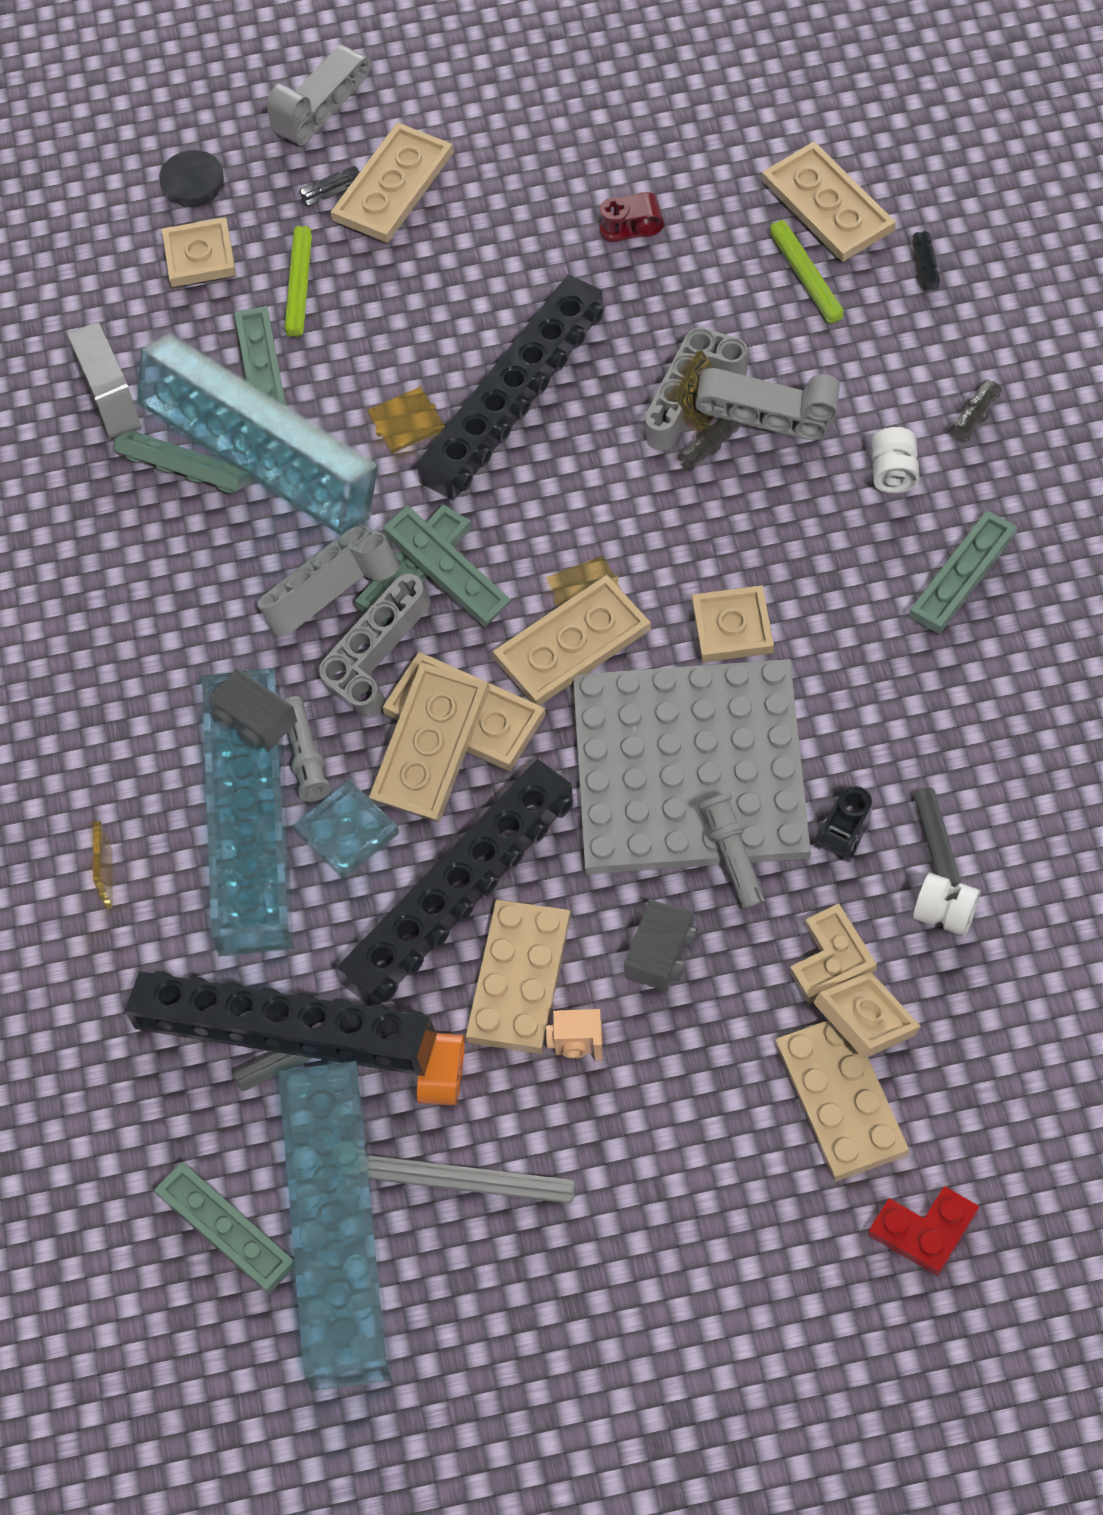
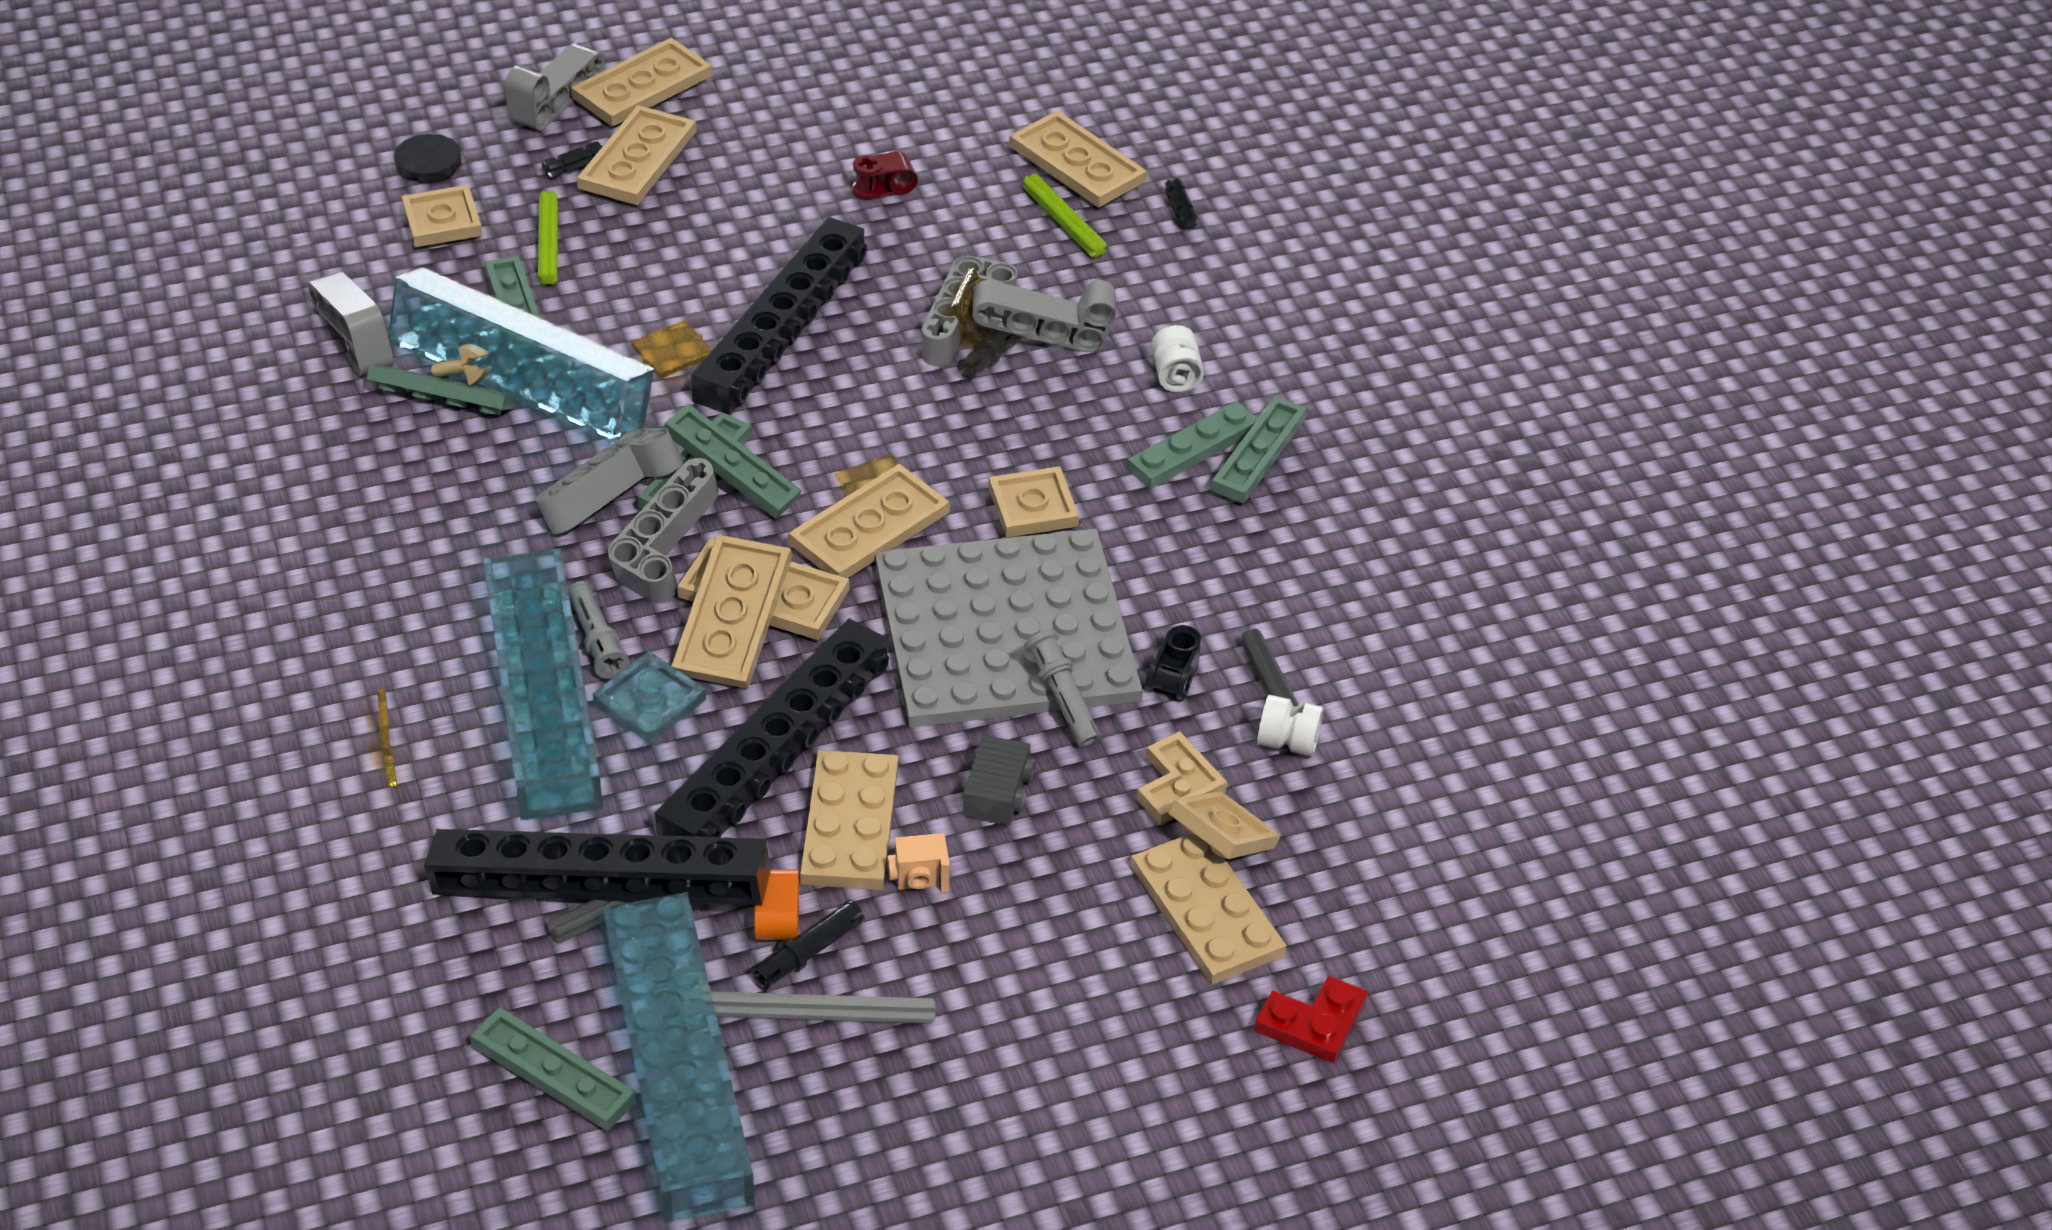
camera: 15 degrees left, 15 degrees down
(207, 432) = (463, 365): none -> tan bar
(251, 710) = (543, 580): dark grey brick -> none
(405, 89) = (641, 81): none -> tan plate
(452, 1122) = (794, 954): none -> black pin
(898, 560) = (1191, 445): none -> sand green plate
(975, 410) = (1249, 319): clear smoke pin -> none

